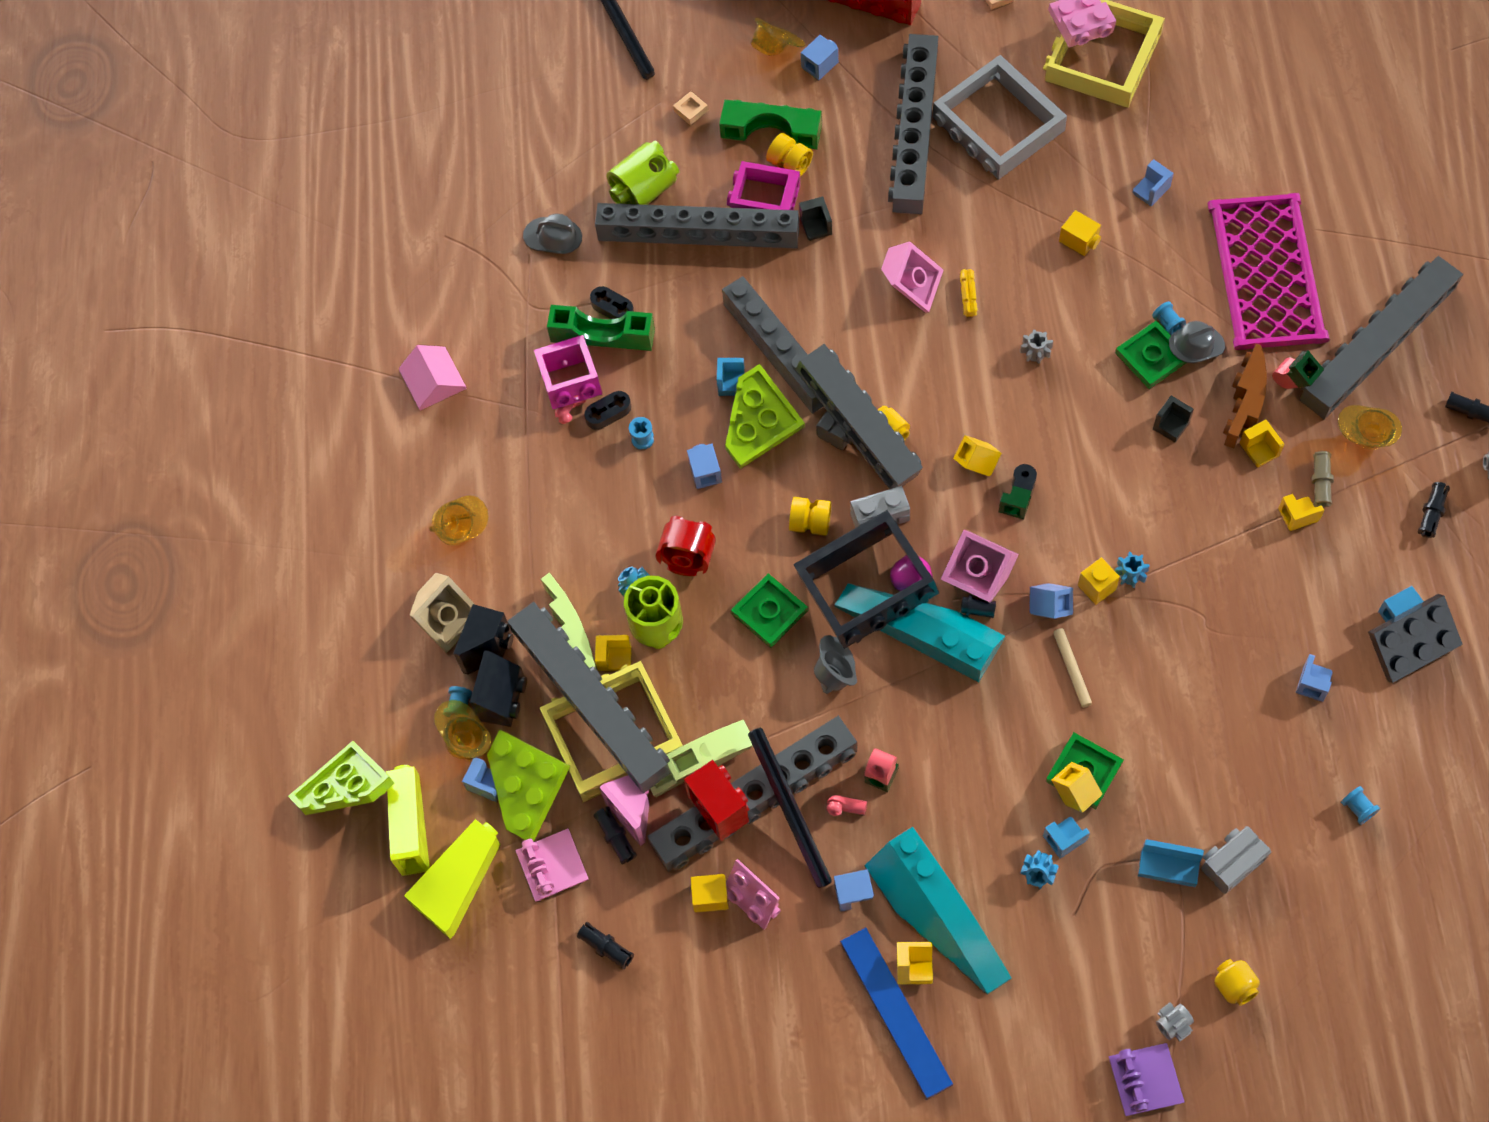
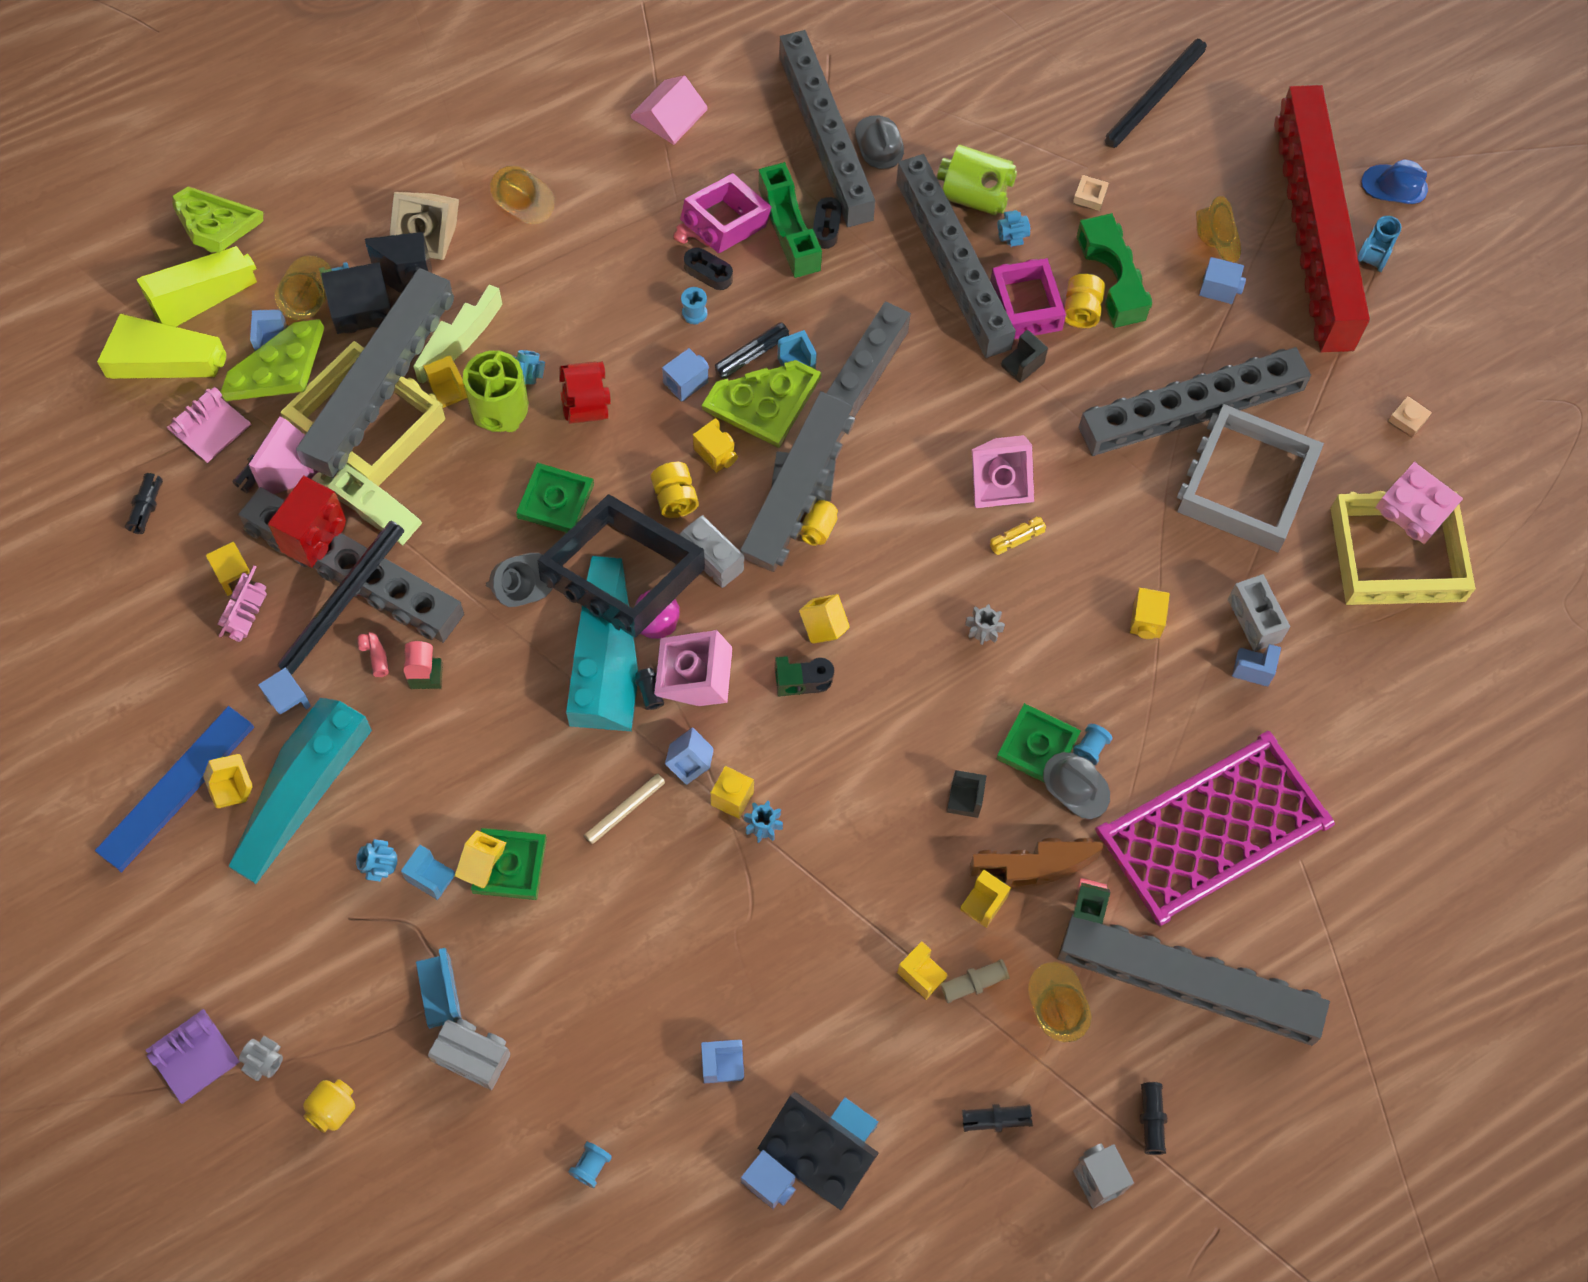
camera: 55 degrees right, 0 degrees up
(522, 265) = (826, 128): none -> dark grey brick
(696, 174) = (1013, 228): none -> dark azure gear
(704, 409) = (751, 350): none -> black axle
(783, 471) = (714, 446): none -> yellow brick
(1116, 161) = (1258, 612): none -> light grey brick
(1422, 683) = (769, 1180): none -> medium blue brick

